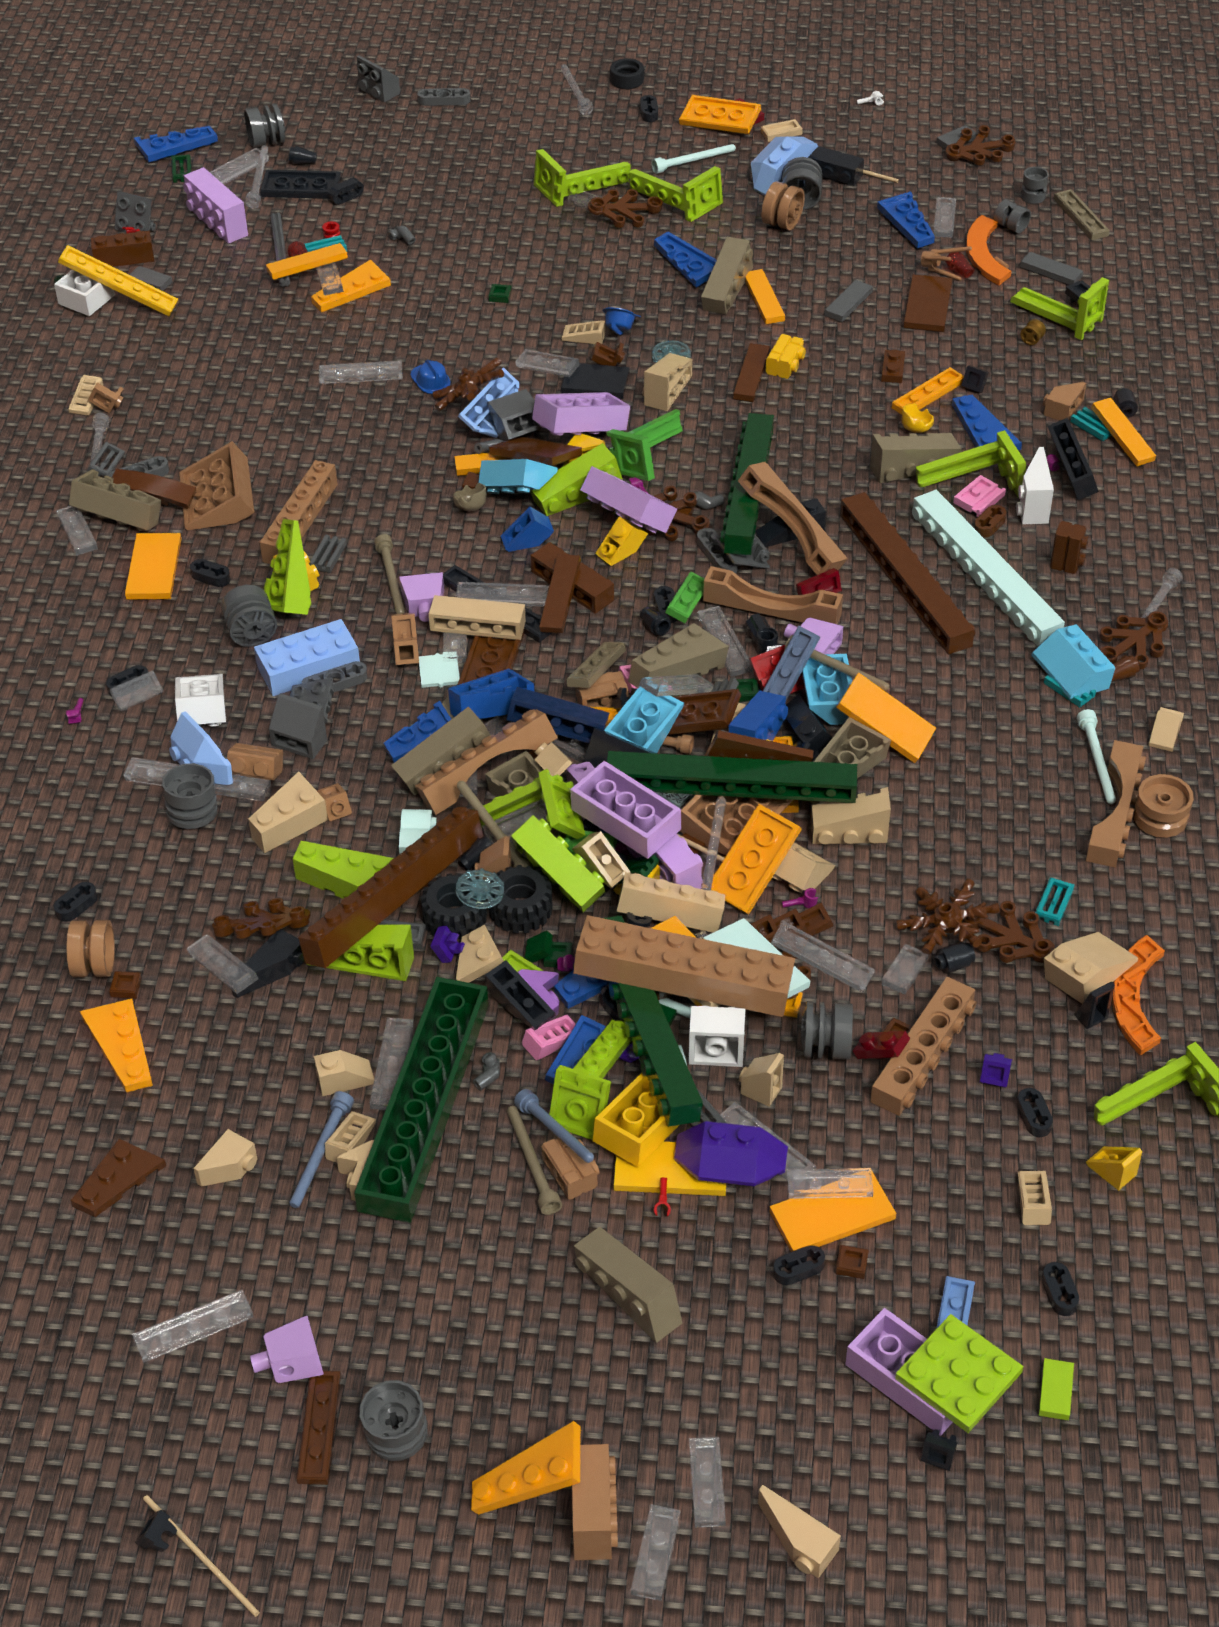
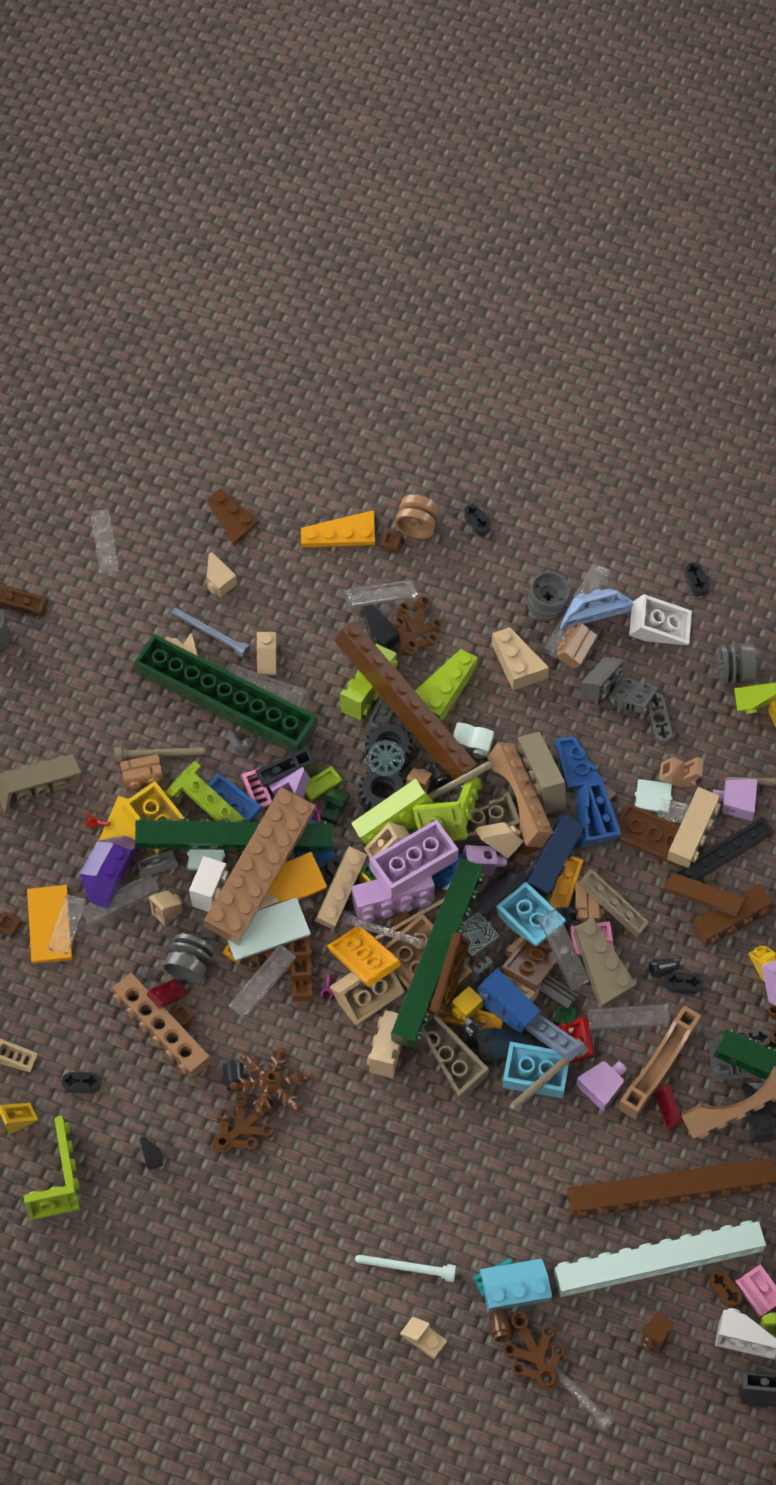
camera: 105 degrees right, 15 degrees up
(74, 715) = (668, 541): magenta hand -> none
(136, 691) = (681, 581): clear tile -> none
(289, 1352) = (60, 587): lavender torso -> none
(303, 654) = (685, 700): light blue brick -> none
(335, 1146) = (209, 637): tan slope -> none
(336, 802) = (525, 692): medium nougat bracket -> none
(446, 944) = (357, 737): dark purple tile -> none
(478, 955) = (343, 757): tan wing -> none
(512, 593) = (723, 854): clear tile -> none
(528, 1102) = (202, 758): sand blue piece -> none
(686, 597) = (681, 996): bright green tile -> none
(761, 632) = (623, 1044): black piece -> none
(798, 1264) = (21, 890): black beam -> none
(887, 716) = (486, 1102): light orange tile -> none
(905, 969) = (238, 1039): clear tile -> none
(996, 1069) = (124, 1067): dark purple tile -> none
(1048, 915) = (281, 1183): teal tile -> none
(1086, 964) = (192, 1167): tan slope -> none
(1107, 836) = (385, 1278): medium nougat arch -> none
(1127, 997) = (165, 1191): orange tile -> none
(1163, 805) = (324, 1276): medium nougat wheel -> none

